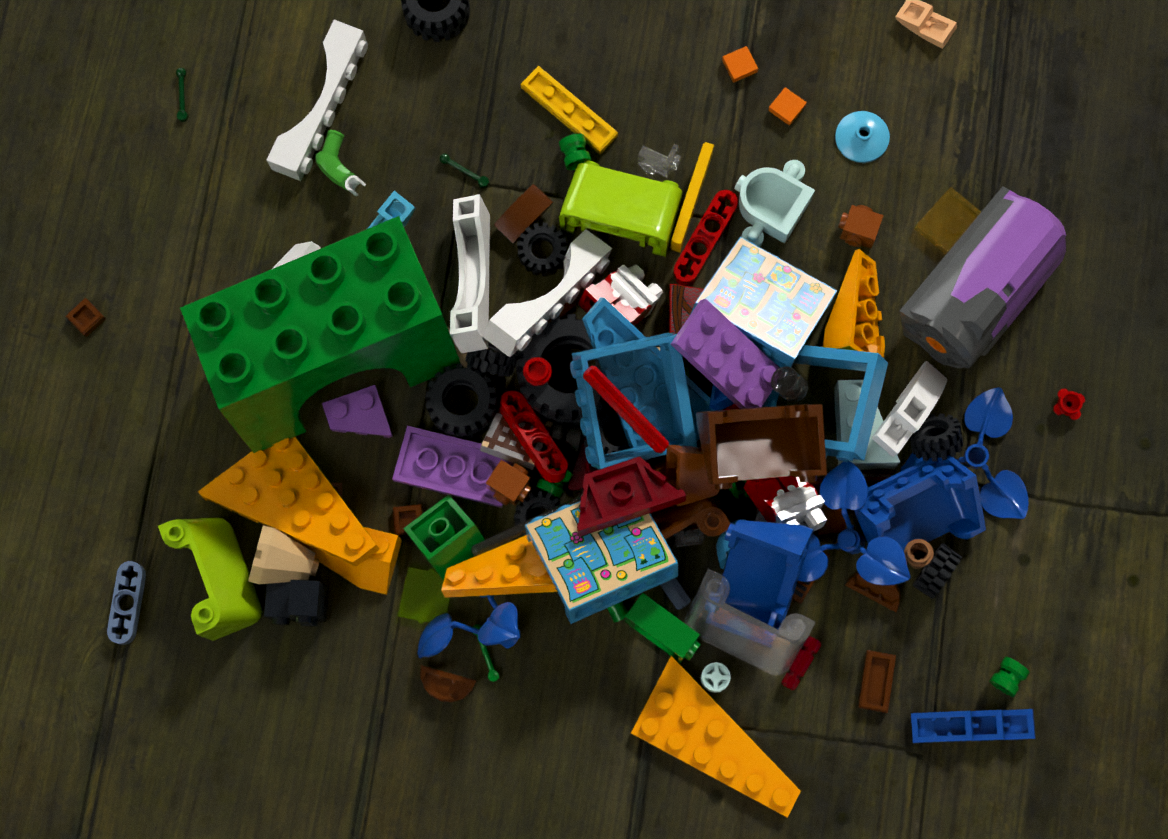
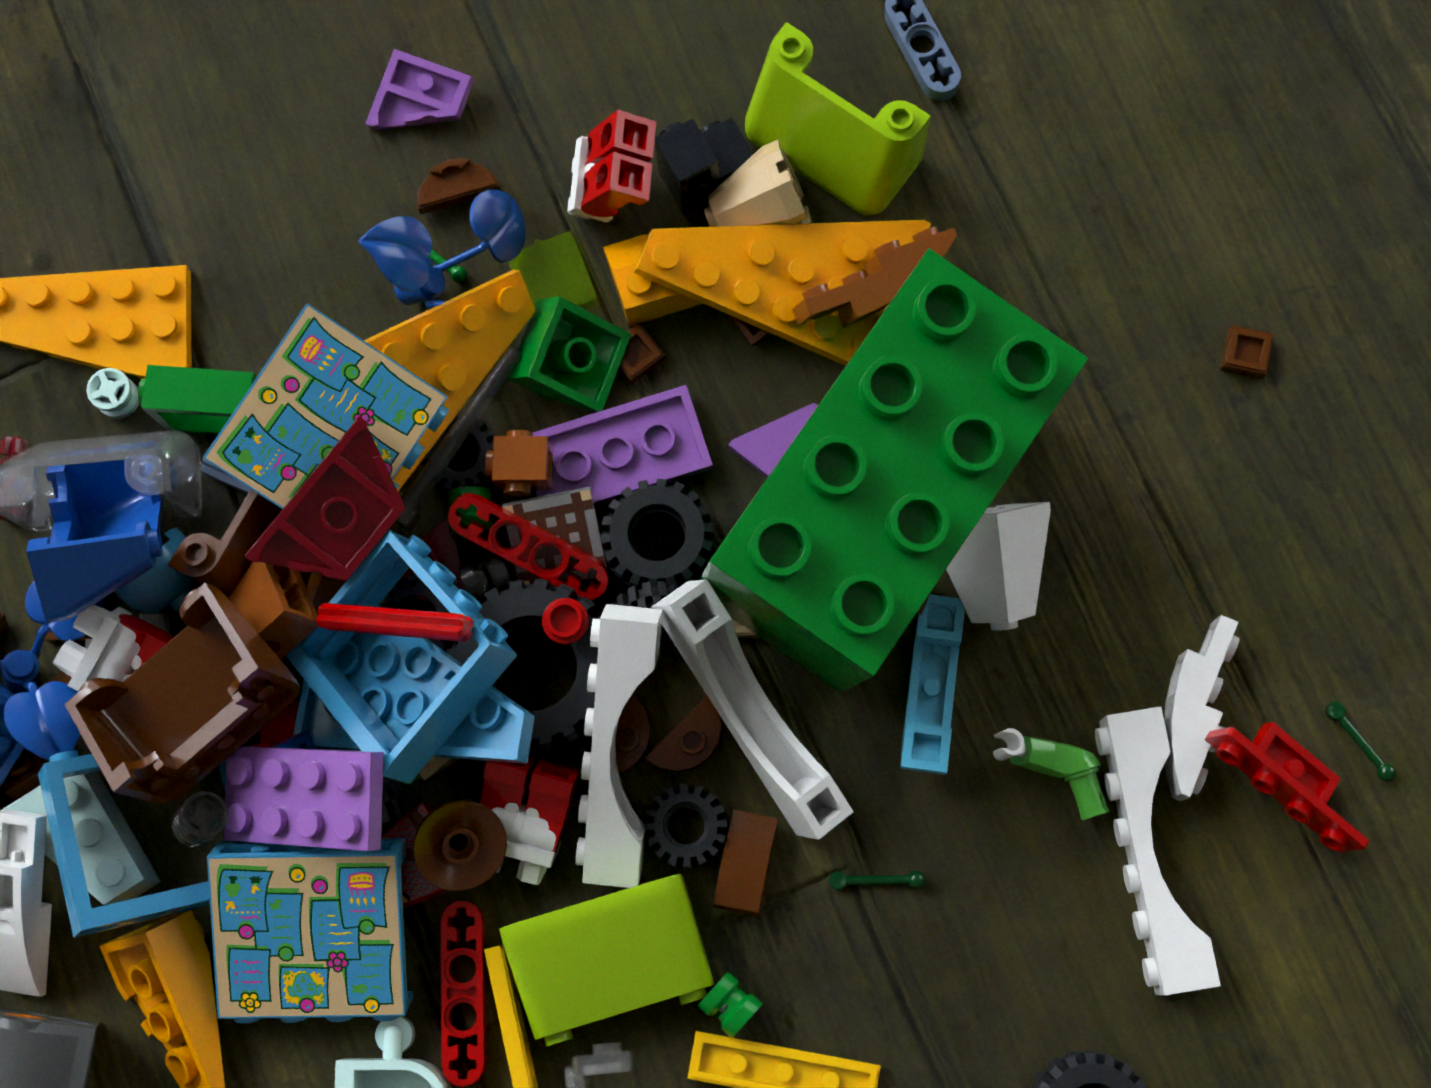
camera: 150 degrees right, 0 degrees up
(228, 93) = (1292, 777): none -> red bracket
(242, 461) = (877, 285): none -> dark orange slope
(249, 161) = (1186, 712): none -> white slope
(361, 628) = (612, 166): none -> red hips
(432, 757) = (418, 93): none -> medium lavender wing
(512, 291) = (690, 741): none -> reddish brown plate
(662, 296) = (471, 861): none -> reddish brown dish

